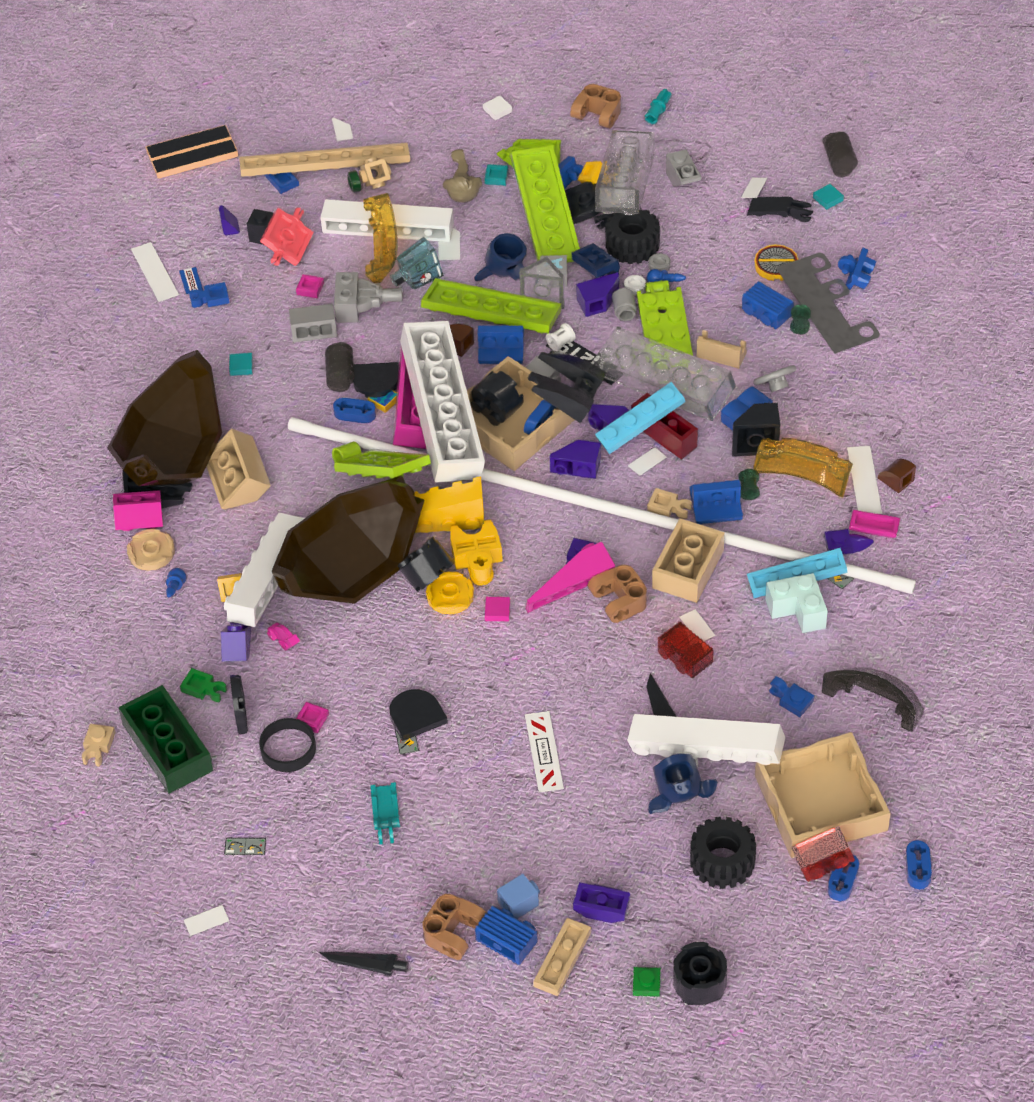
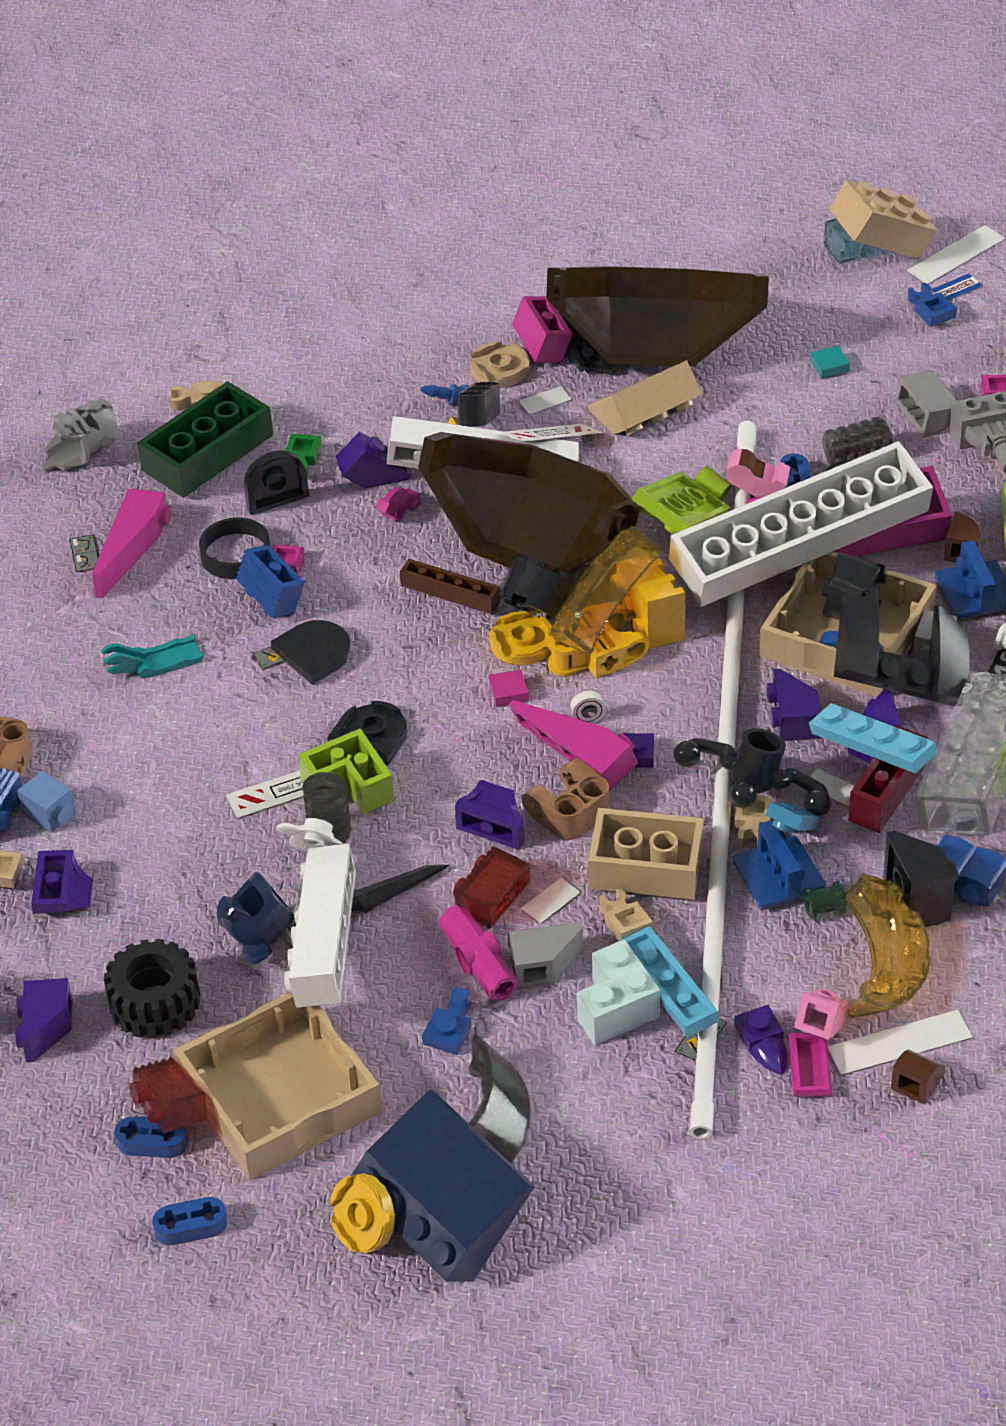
camera: 75 degrees right, 5 degrees down
(115, 321) = (841, 244): none -> clear light blue brick
(121, 823) = (80, 434): none -> light grey helmet
(123, 289) = (883, 218): none -> tan brick
(201, 532) = (545, 400): none -> white sticker
(214, 559) = (479, 404): none -> black beam
(242, 803) = (131, 535): none -> dark pink slope
(260, 526) = (551, 432): none -> white sticker
(346, 722) = (270, 581): none -> blue brick
(356, 423) = (755, 474): none -> bright pink leg
(386, 620) = (450, 586): none -> reddish brown piece
(449, 526) = (602, 589): none -> clear yellow windscreen
(510, 694) = (380, 723): none -> black tile
(537, 566) = (588, 706): none -> white tile
(558, 702) = (357, 764): none -> lime brick
(595, 723) = (327, 800): none -> clear smoke piece
(619, 730) = (311, 834): none -> white plate
(624, 635) = (491, 814): none -> dark purple slope
(634, 488) = (755, 768): none -> black wheel
(691, 474) = (792, 818): none -> dark azure plate
(726, 923) = (45, 1015): none -> dark purple slope
(733, 585) = (623, 918): none -> tan plate
(739, 668) = (478, 953): none -> dark pink piece
(752, 635) = (544, 953): none -> light grey slope
(840, 503) = (821, 1013): none -> bright pink brick
(944, 712) = (446, 1187): none -> dark blue slope
(947, 761) = (362, 1213): none -> yellow tile

